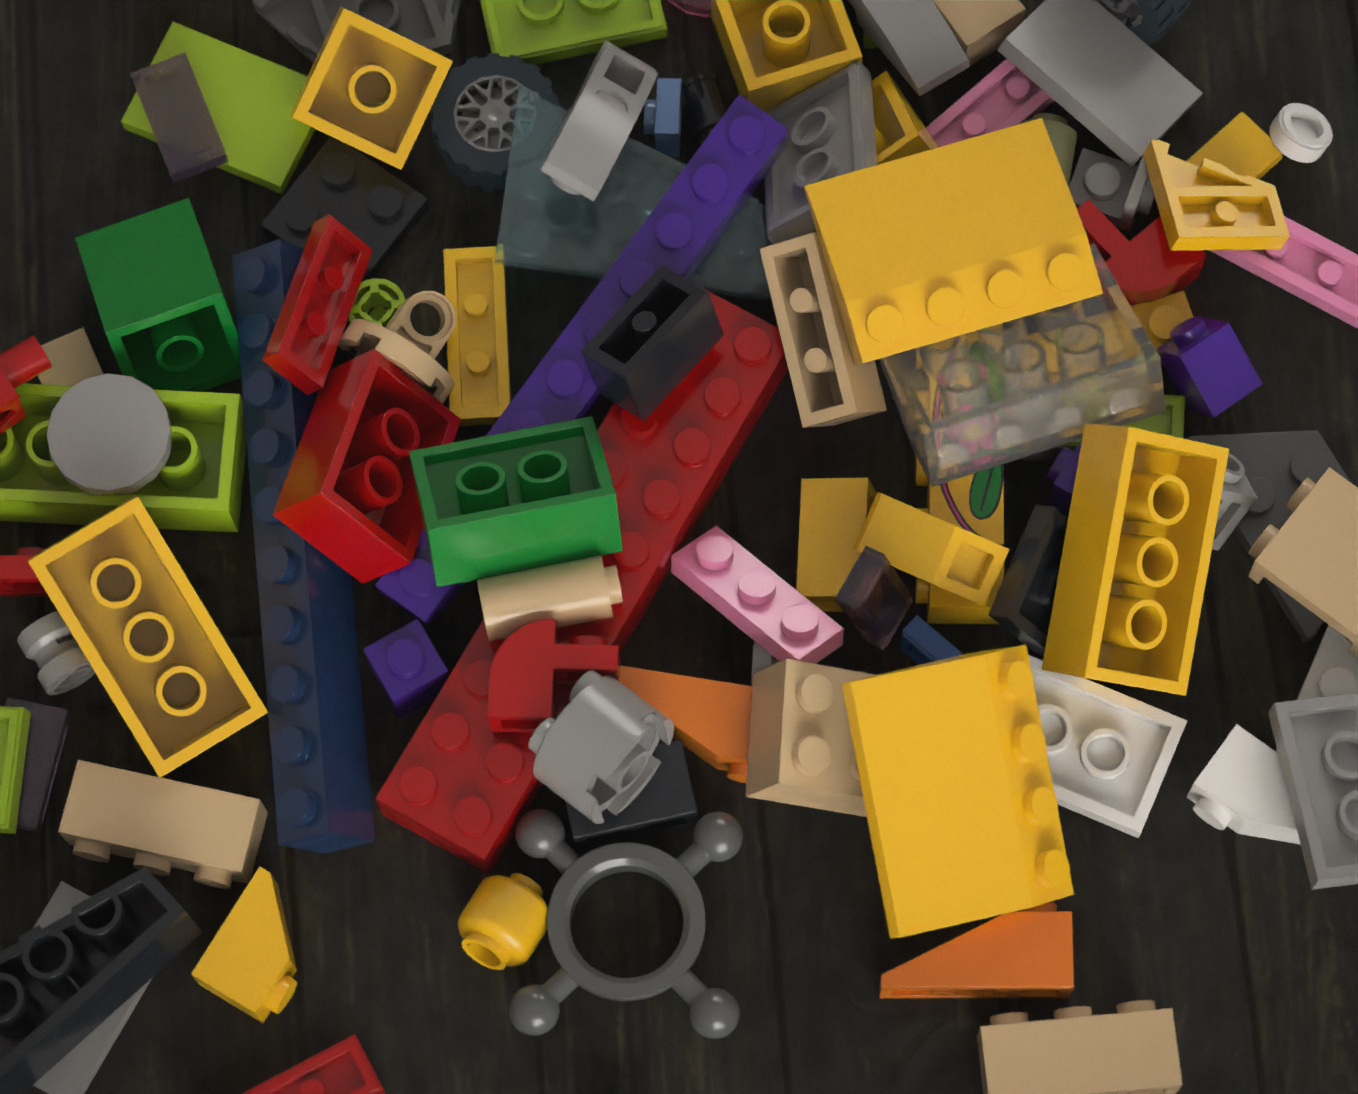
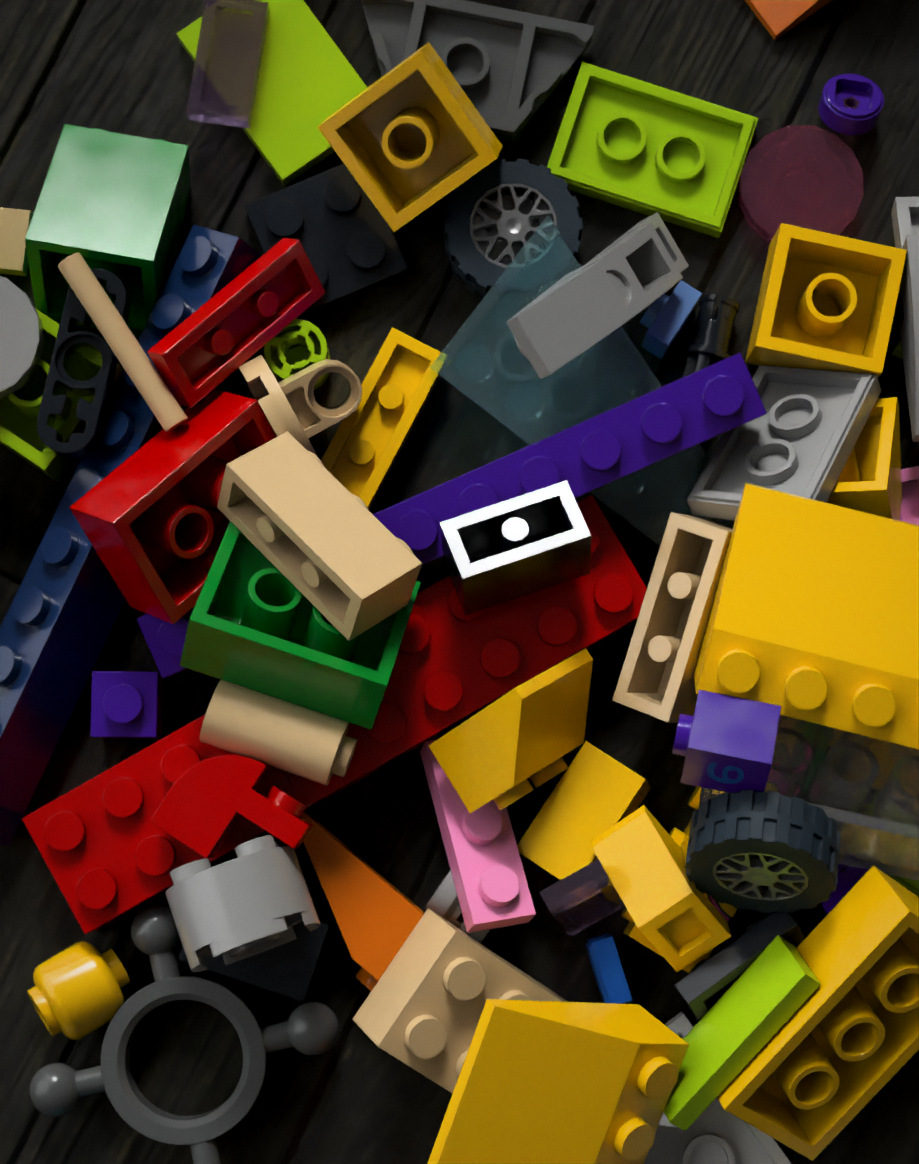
camera: 25 degrees right, 10 degrees up
(215, 361) = (58, 406): none -> black beam
(237, 365) = (122, 342): none -> tan bar
(489, 417) = (318, 535): none -> tan brick
(743, 496) = (518, 736): none -> yellow slope
(911, 387) = (727, 742): none -> dark purple brick
(992, 461) = (763, 852): none -> black wheel
(1059, 613) = (739, 1028): none -> lime tile

